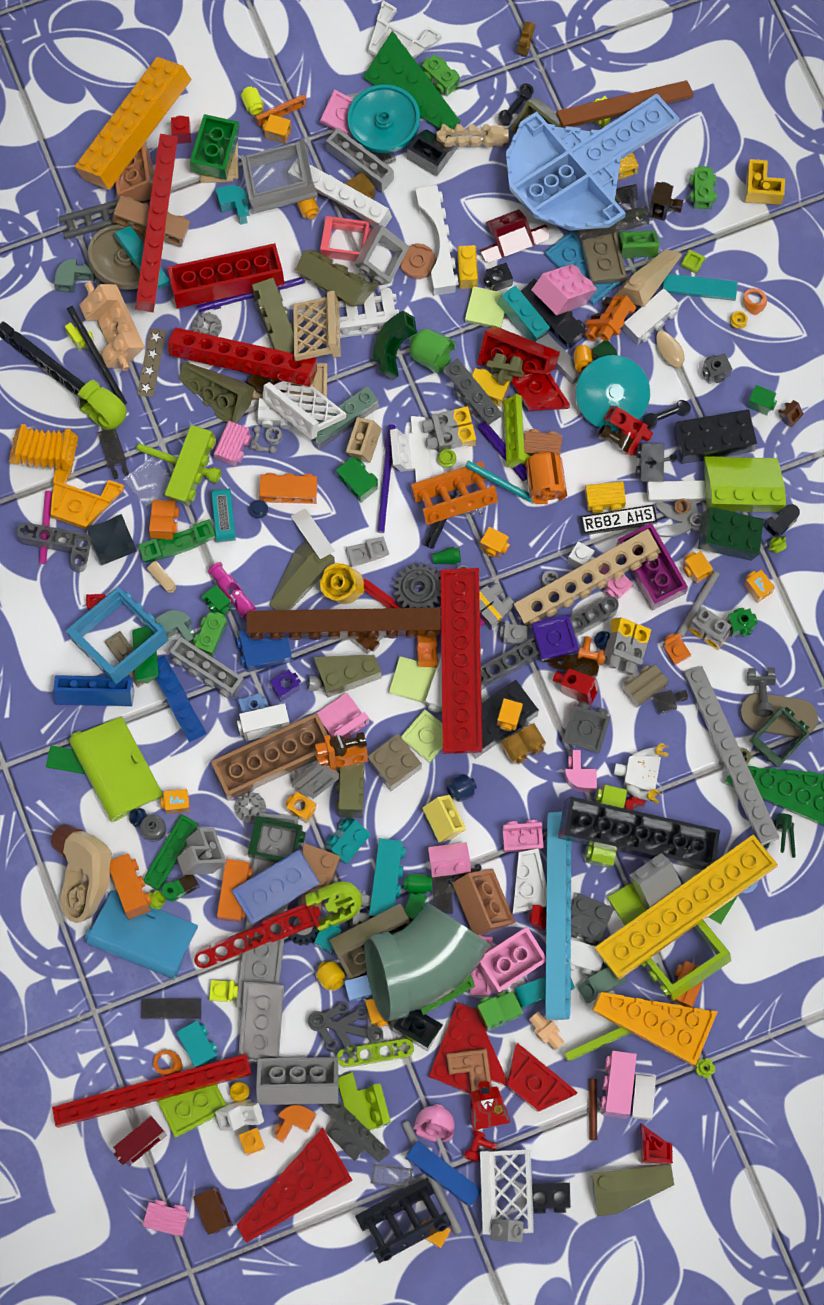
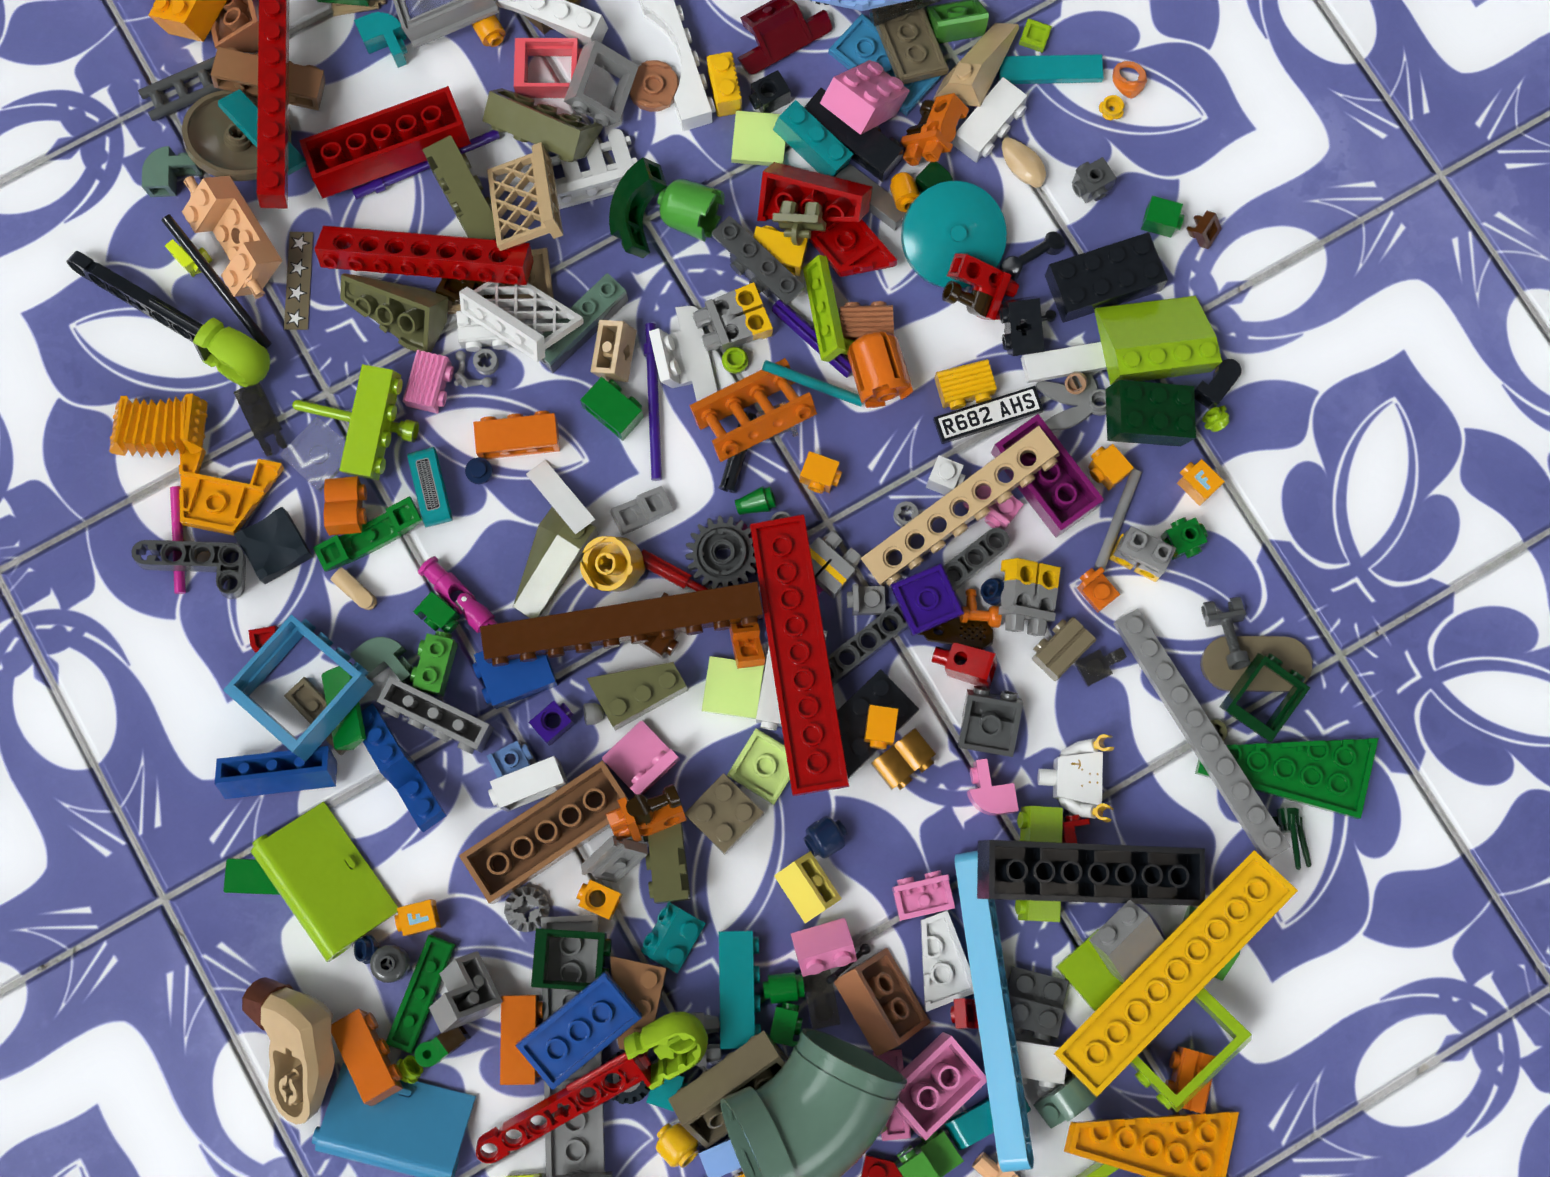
camera: 10 degrees left, 5 degrees up
(215, 327) = (381, 218): light grey gear -> none

